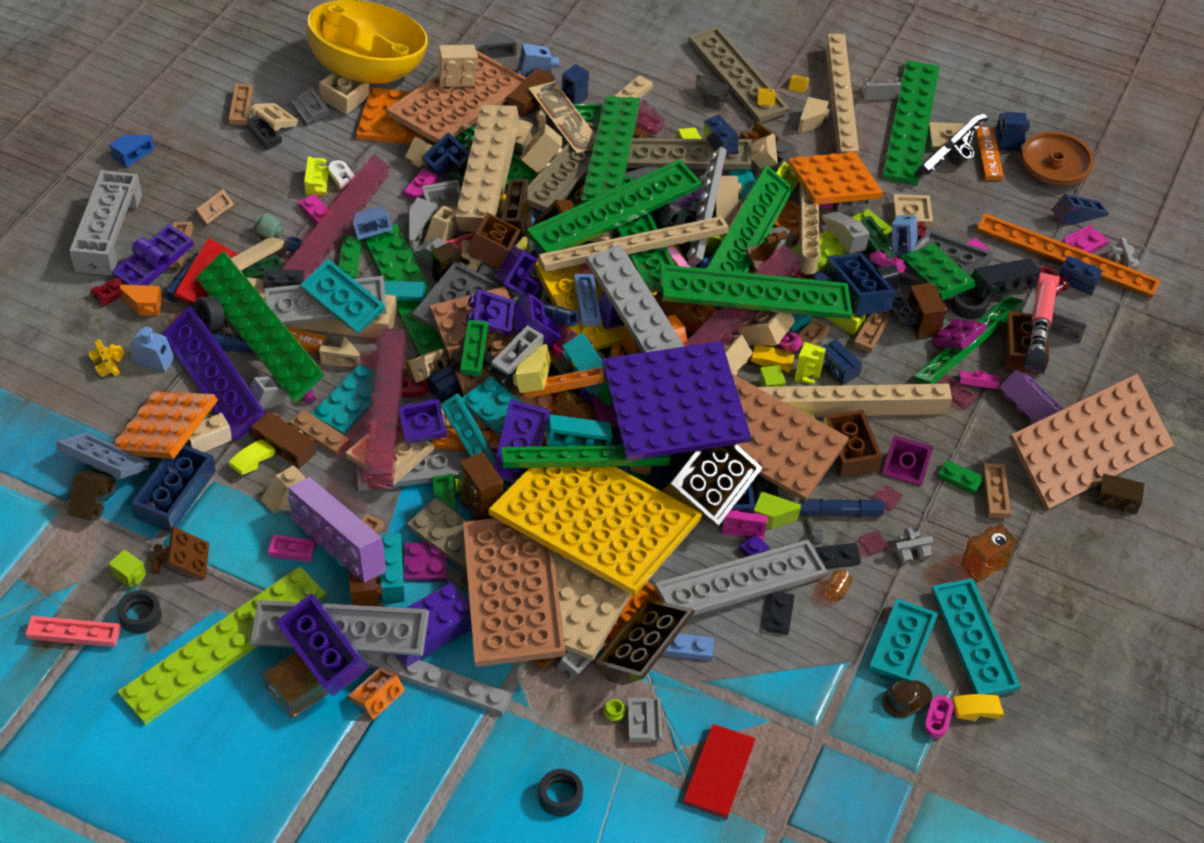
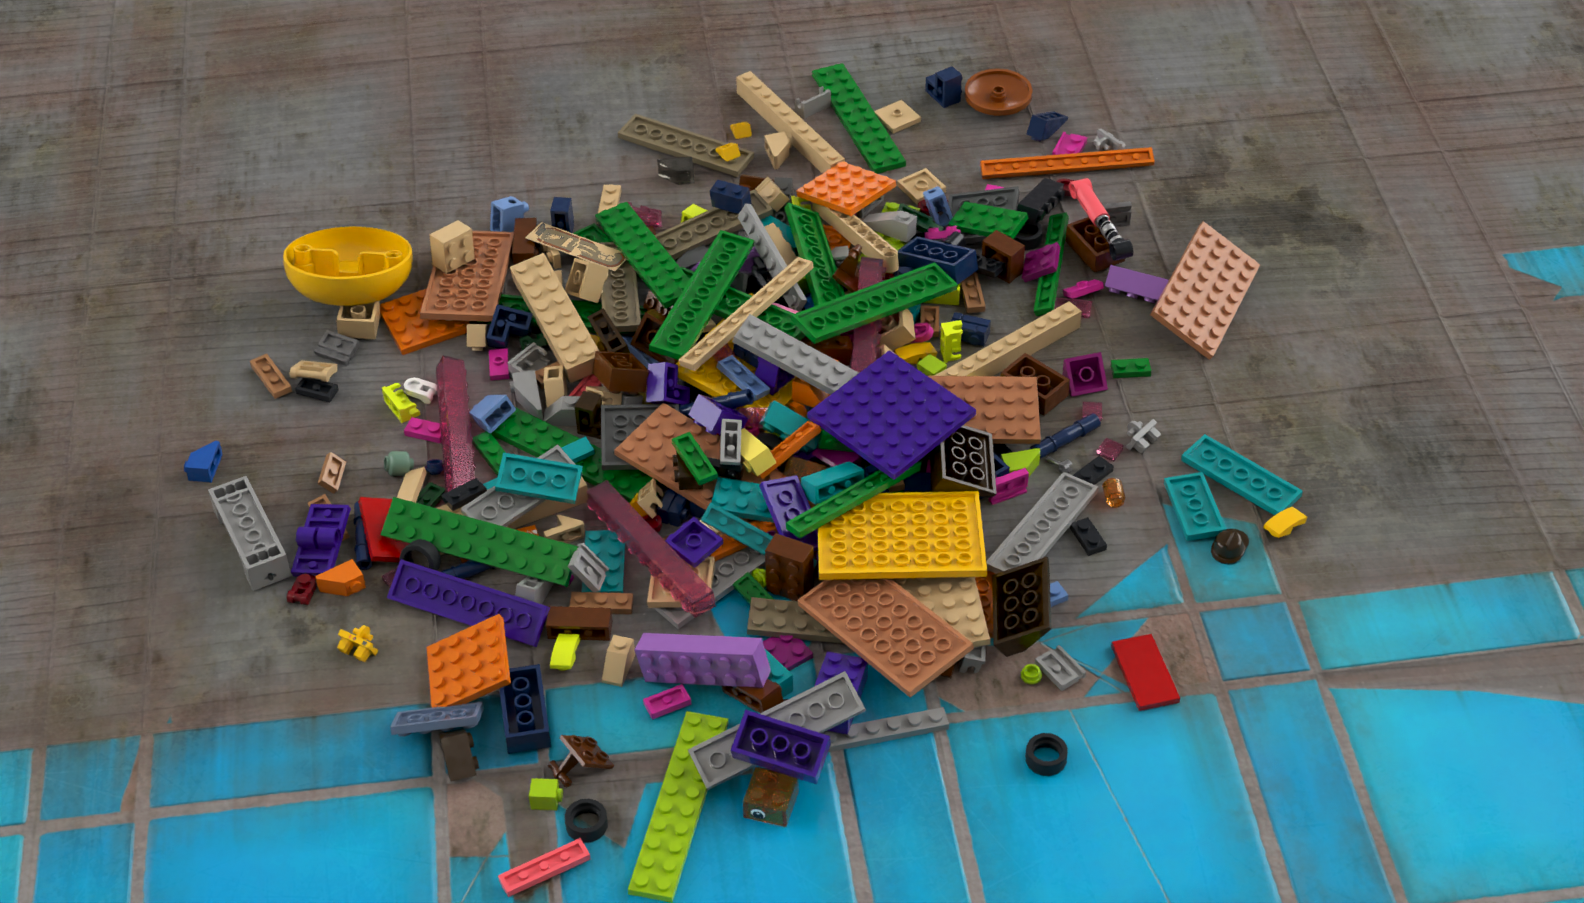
camera: 30 degrees left, 5 degrees down
(151, 350) = (394, 614): medium blue torso -> none
(210, 434) = (517, 647): tan brick -> none
(322, 395) = (588, 567): none -> light grey plate
(377, 692) = (839, 766): orange bracket -> none
(491, 309) = (674, 423): dark purple plate -> none
(499, 45) = (463, 212): dark grey slope -> none
(754, 546) = (1027, 500): dark purple plate -> none
(937, 718) = (1264, 544): dark pink plate -> none
(957, 148) = (913, 121): piece -> none
(988, 552) = (1202, 408): clear orange brick -> none
(989, 154) = (940, 114): orange tile -> none
(996, 490) = (1166, 363): medium nougat plate -> none
(1081, 275) = (1096, 171): dark blue brick -> none
(1120, 493) = (1253, 318): dark brown brick -> none

